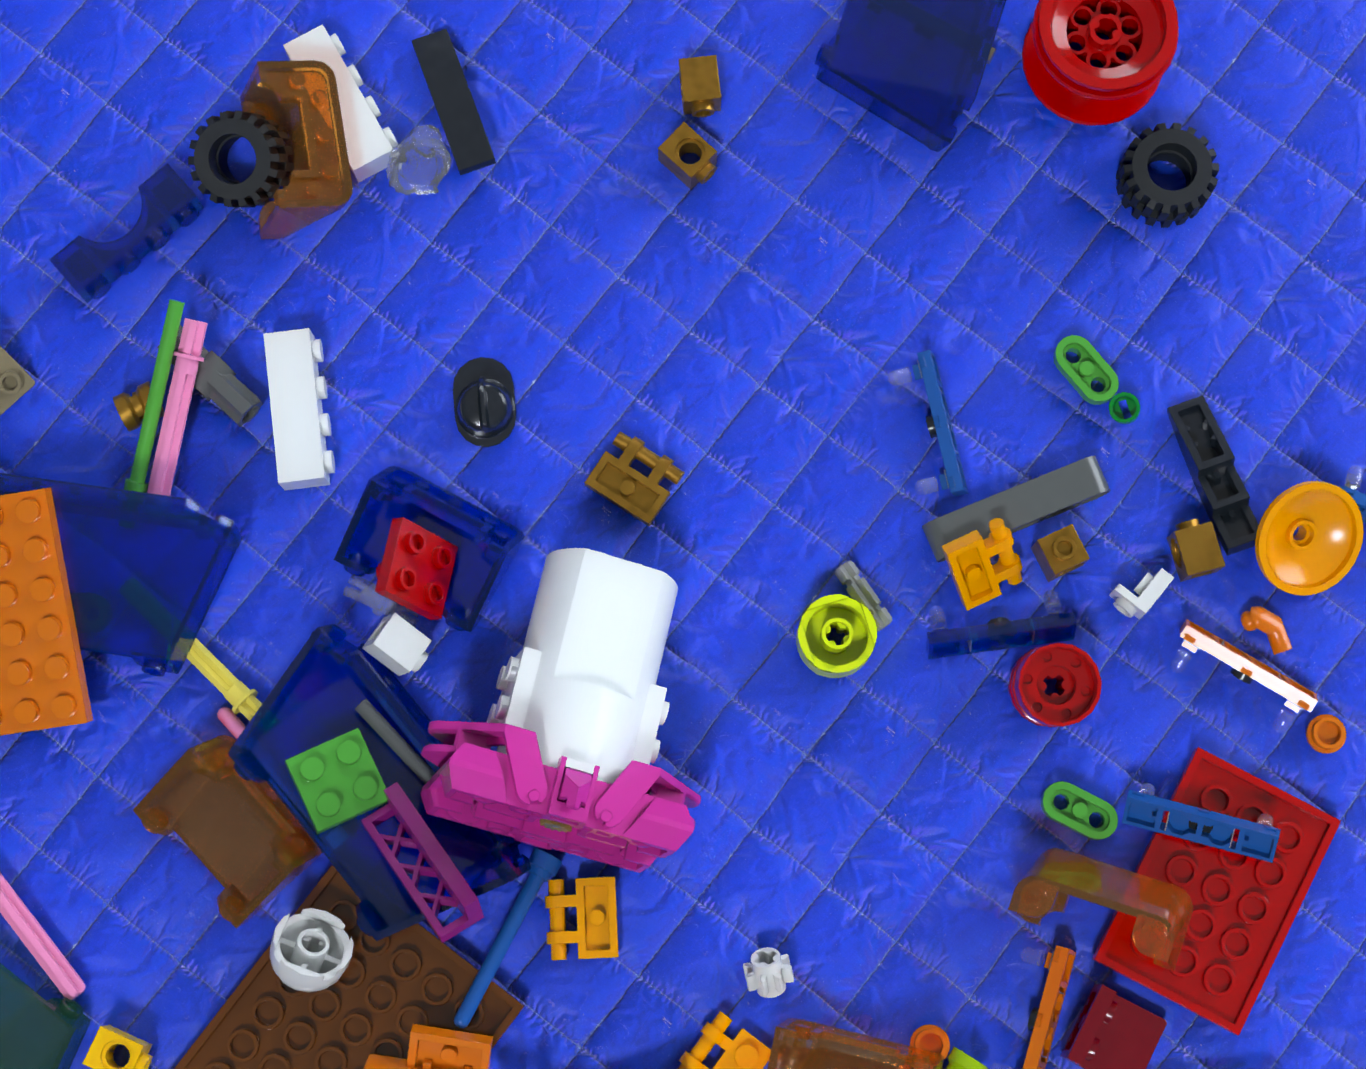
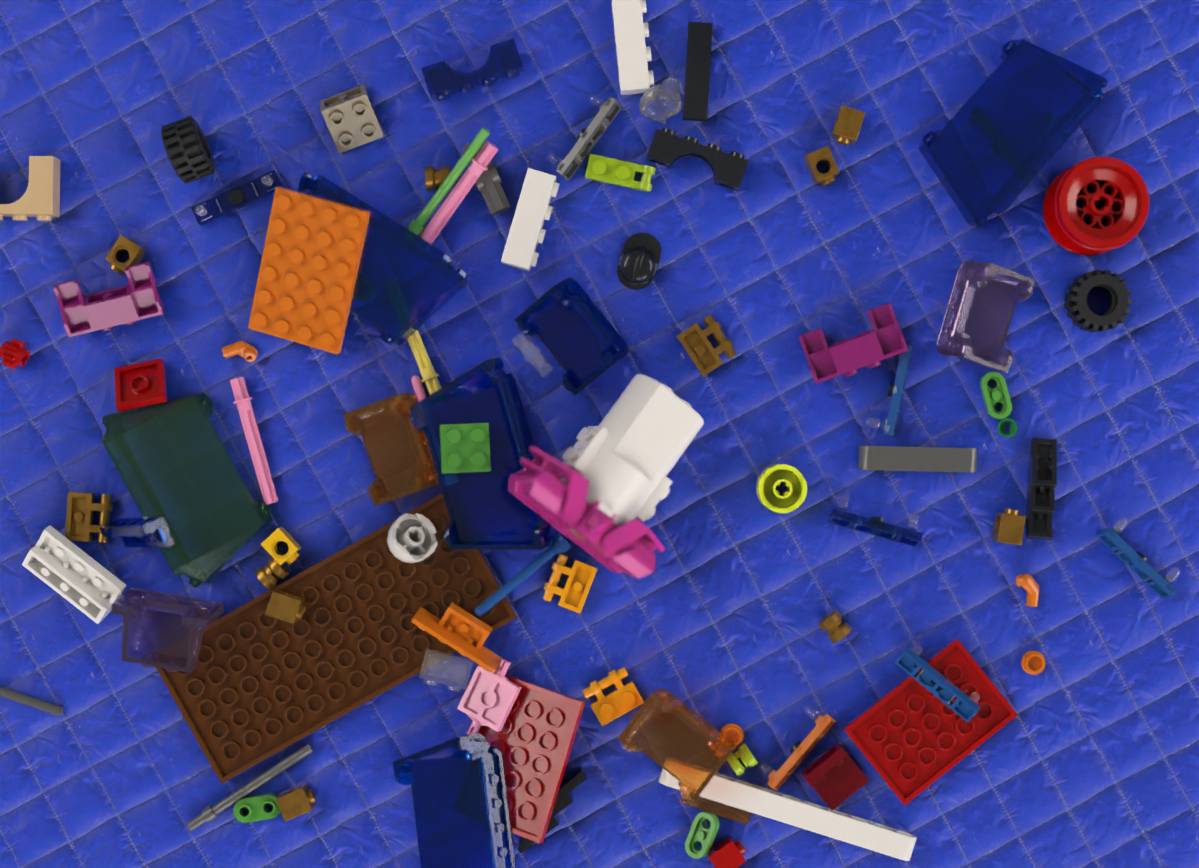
camera: 20 degrees right, 10 degrees up
(212, 154) = (539, 59): black tyre -> none
(307, 107) = (602, 62): clear orange windscreen -> none
(335, 265) = (587, 137): none -> dark grey piece
(395, 741) = (506, 440): dark grey bar -> none
(398, 645) = (530, 384): white brick -> none
(402, 289) = (619, 172): none -> lime plate
(416, 568) = (559, 346): red plate -> none
(430, 851) = (501, 512): magenta fence -> none
(459, 223) = (726, 168): none -> black arch
(768, 972) = (660, 658): white gear -> none
(862, 592) = (807, 469): light grey axle -> none
(867, 383) = (856, 351): none -> magenta bracket
(971, 564) = (877, 480): light orange plate -> none
(1008, 808) = (834, 626): none -> pearl gold wheel
(1011, 262) = (982, 313): none -> clear purple windscreen
(1060, 552) = (931, 495): pearl gold brick -> none
(1076, 684) = (905, 575): red wheel -> none
(1078, 810) = (873, 644): bright green plate -> none
(1149, 591) = (971, 539): white bracket -> none
(1160, 907) = (891, 718): clear orange windscreen -> none
(1246, 669) = (1005, 606): piece -> none
(1325, 541) = (1083, 557): light orange dish -> none

